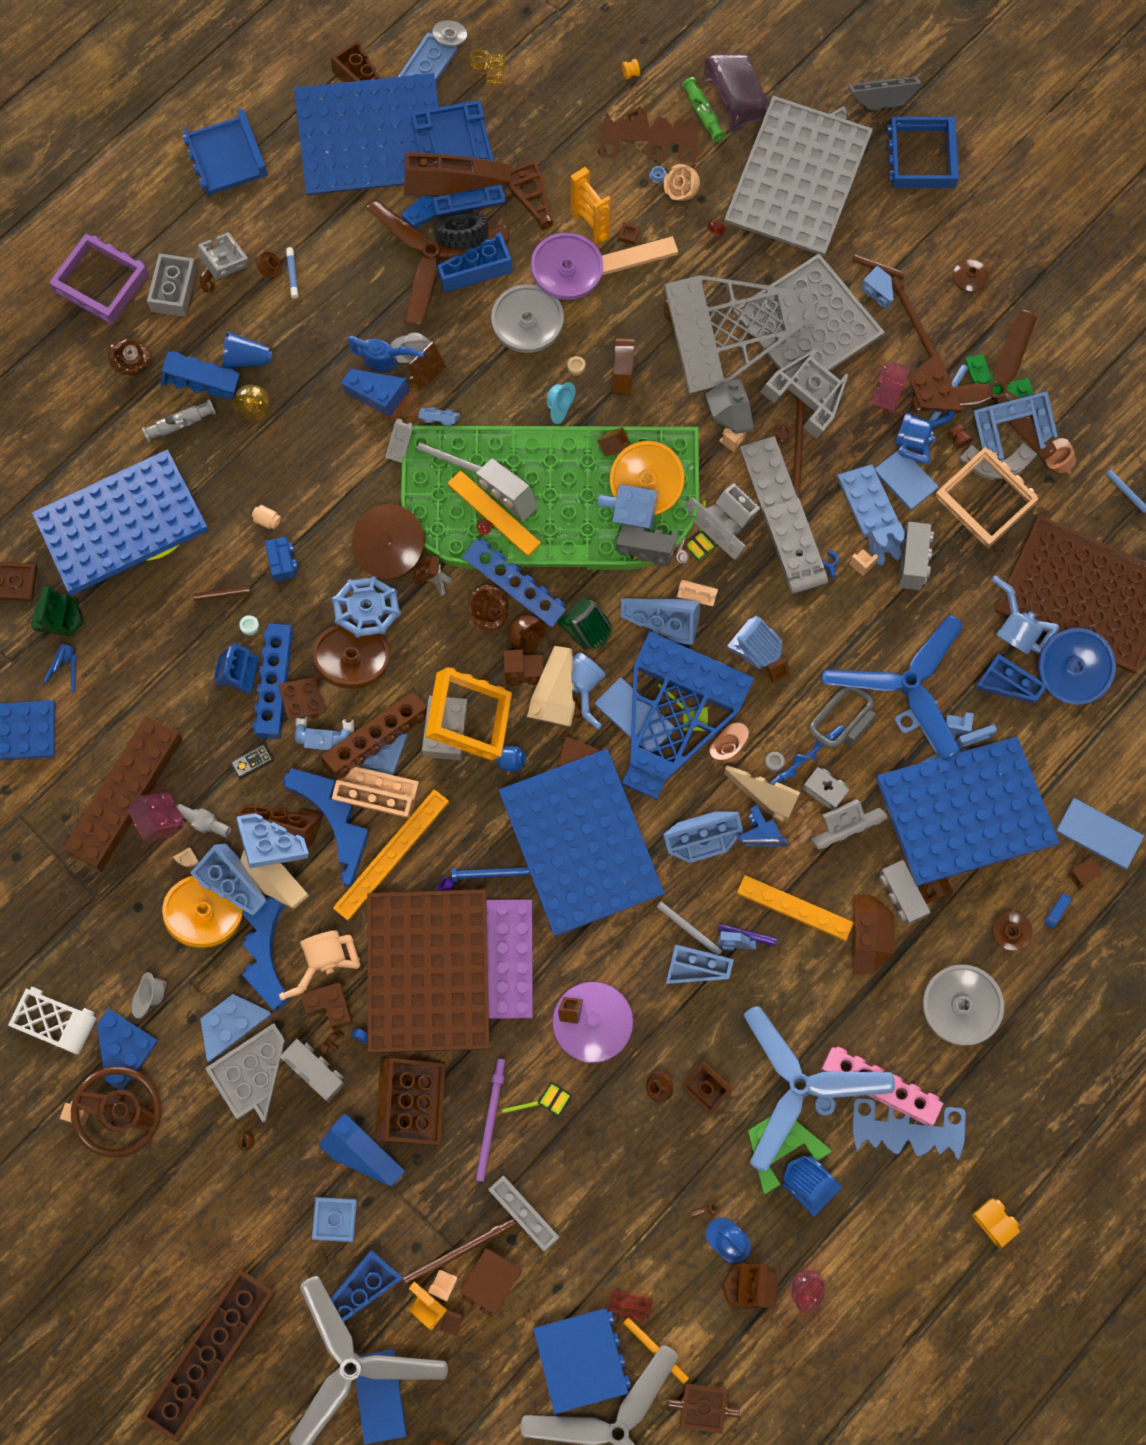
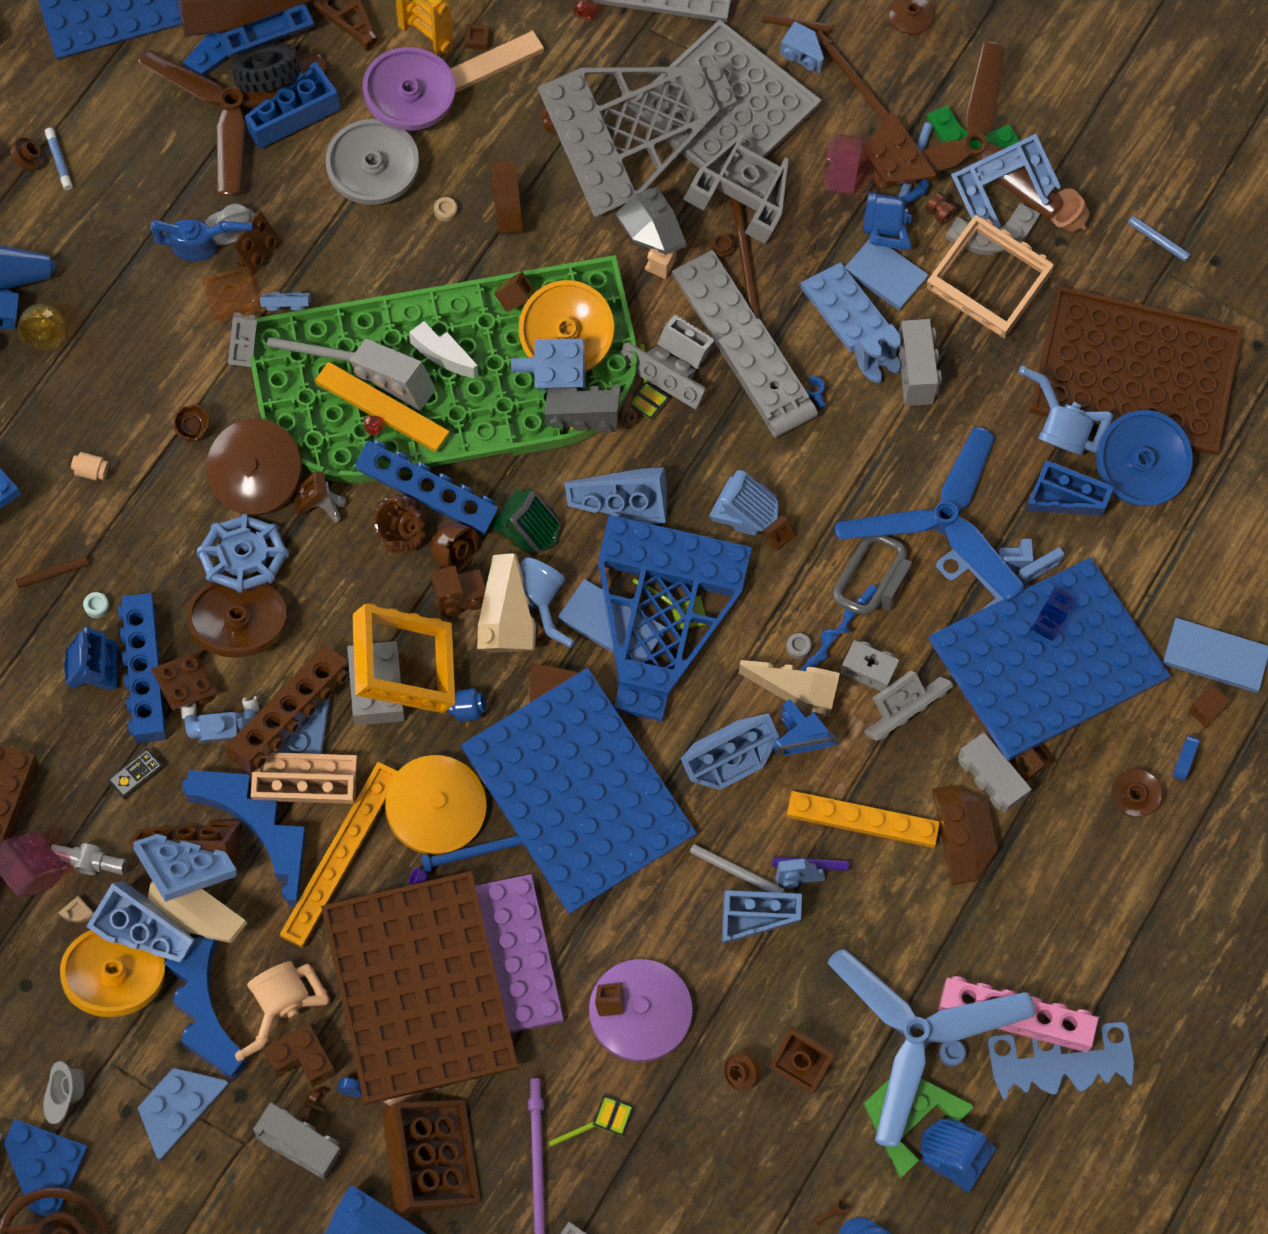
camera: 15 degrees left, 5 degrees down
(249, 1073) = (216, 1163): light grey wing -> none
(280, 558) = (119, 514): blue brick -> none
(348, 498) = (191, 422): none -> reddish brown hair
(376, 390) = (198, 283): blue wedge -> none
(470, 831) = (435, 805): none -> light orange dish
(549, 478) = (442, 351): none -> white slope
(559, 400) = (434, 254): medium azure piece -> none
(697, 592) = (657, 457): light nougat hinge -> none
(730, 743) = (738, 632): nougat piece -> none
(863, 562) = (855, 382): light nougat panel -> none
(963, 1005) = (1096, 894): light grey dish -> none
(977, 777) = (1053, 614): none -> clear blue slope
(996, 1223) = (1195, 1151): light orange brick -> none

